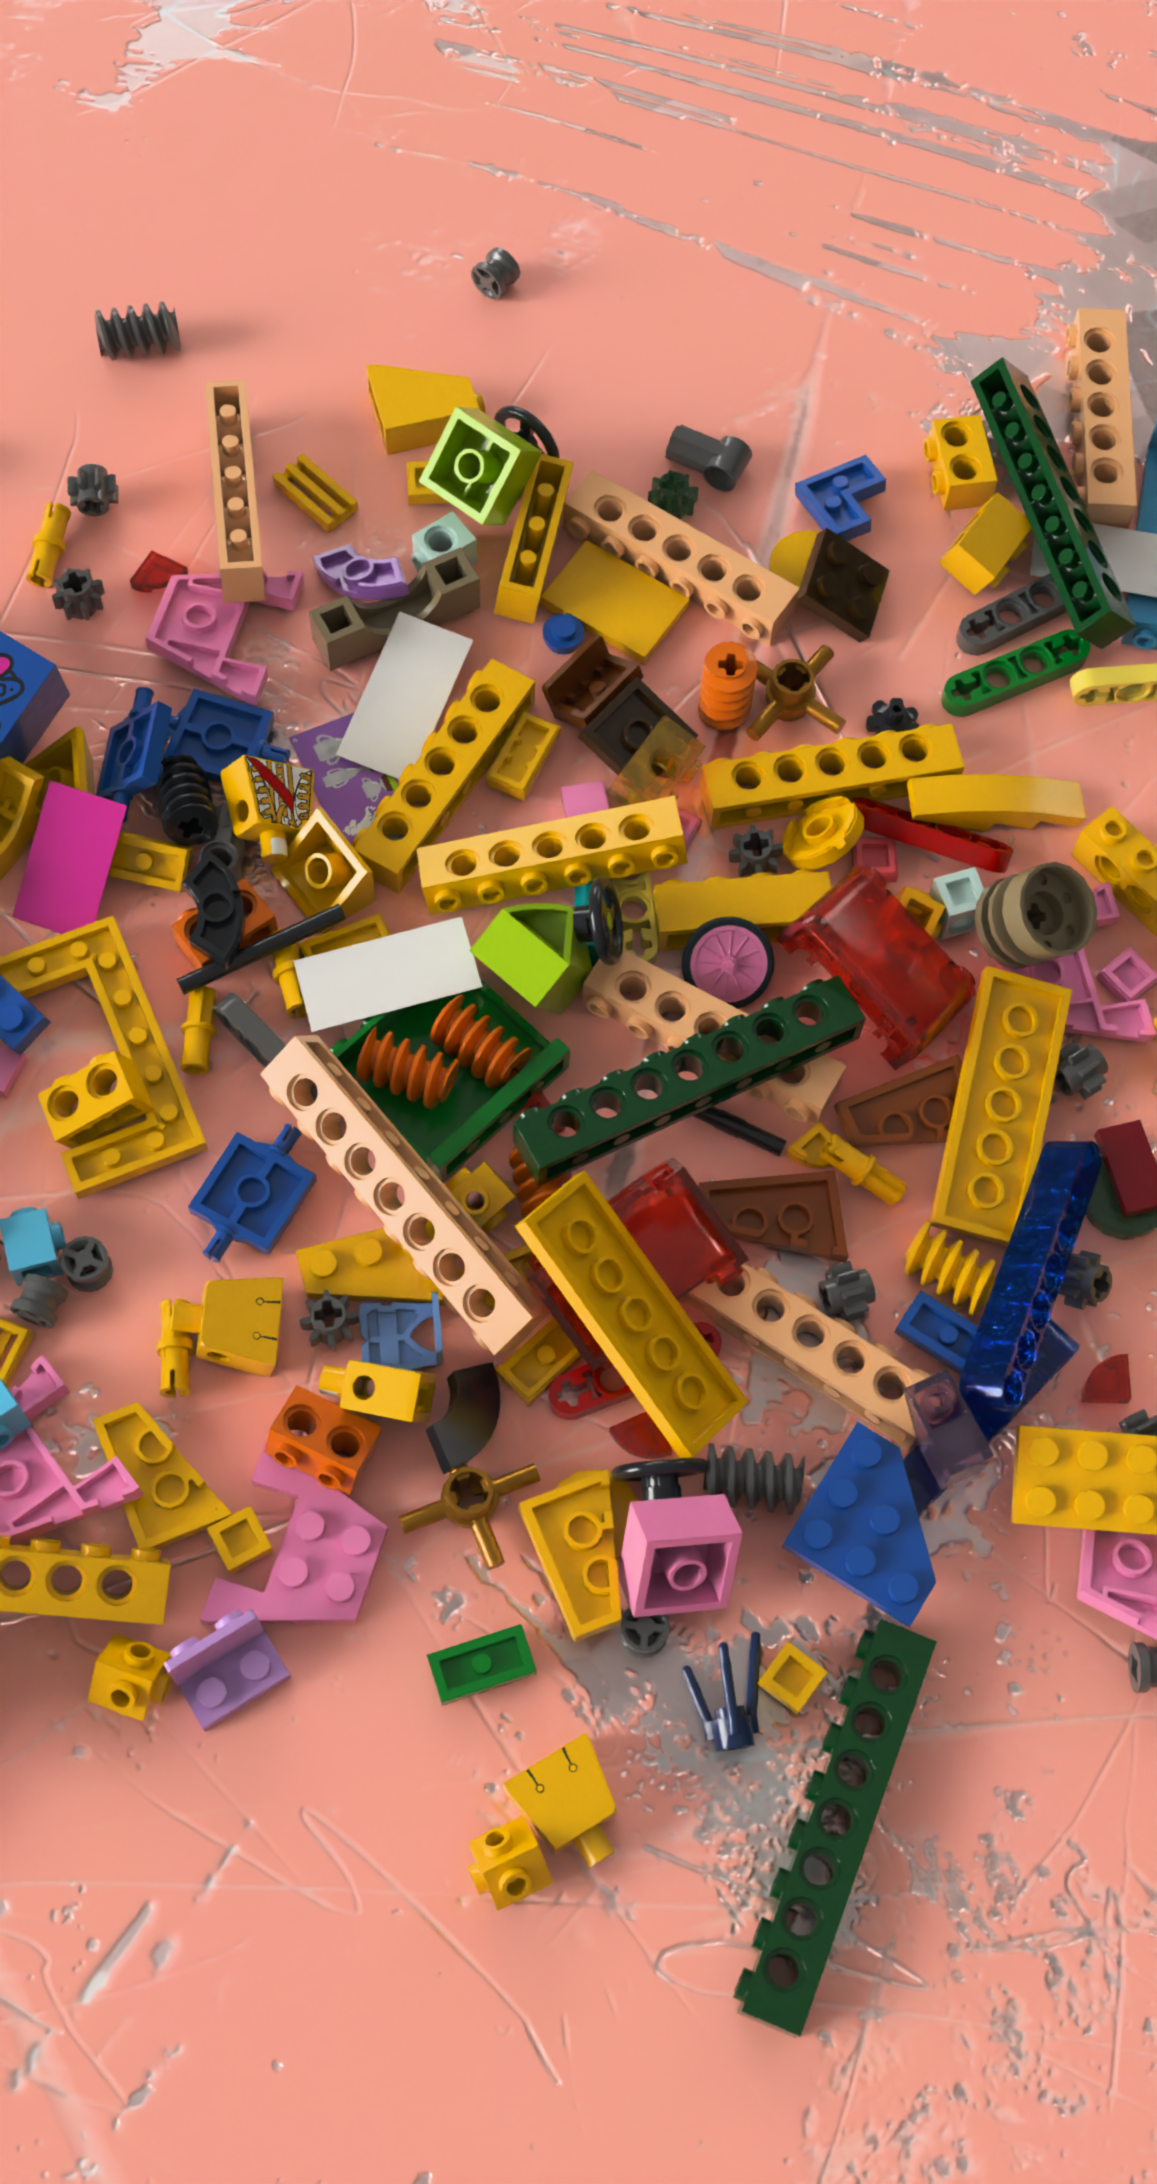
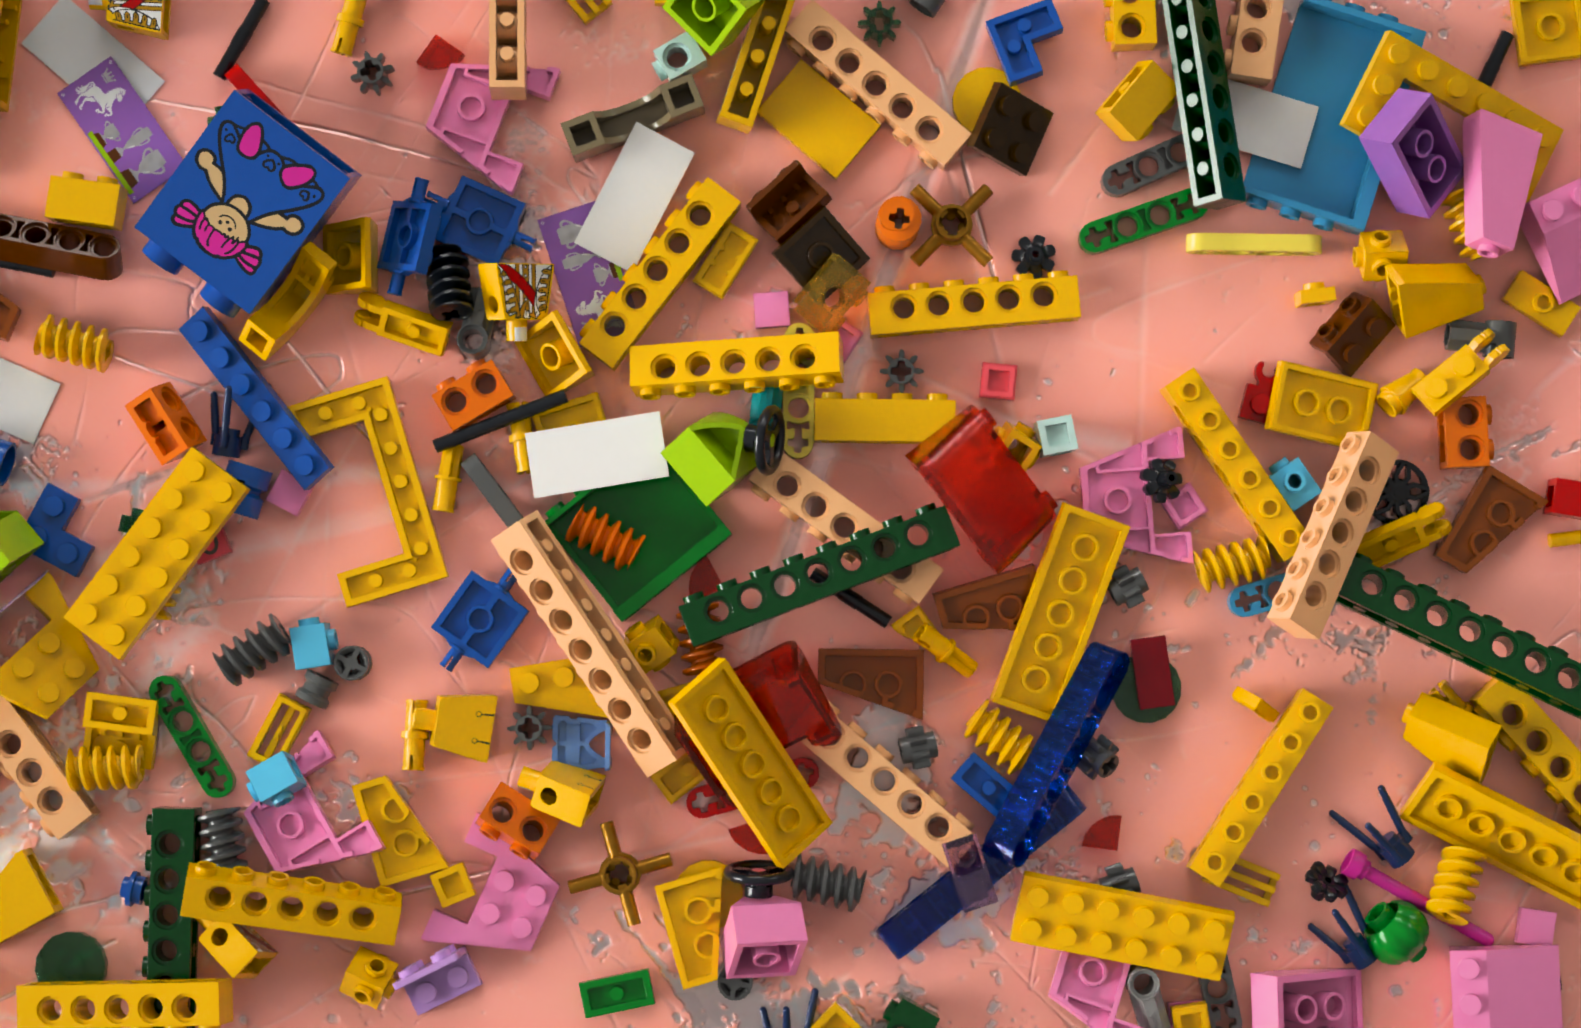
camera: 10 degrees right, 20 degrees up
(69, 859) = (354, 328): dark pink sticker -> none
(98, 1109) = (366, 539): yellow brick -> none
(219, 910) = (469, 388): black tile -> none
(361, 576) = (606, 80): medium lavender tile -> none
(469, 1418) = (625, 816): black tile -> none
(476, 1045) = (662, 520): orange piece -> none
(563, 633) = (771, 147): blue plate -> none
(729, 960) = (865, 467): bright pink wheel -> none
(823, 834) = (967, 373): yellow tile -> none
(867, 1528) = (902, 932): blue plate -> none
(934, 837) = (1009, 351): red beam -> none
(988, 799) = (1103, 343): yellow slope -> none
(1036, 915) = (1109, 468): dark tan wheel -> none
(1103, 946) = (1161, 480): none -> black plant

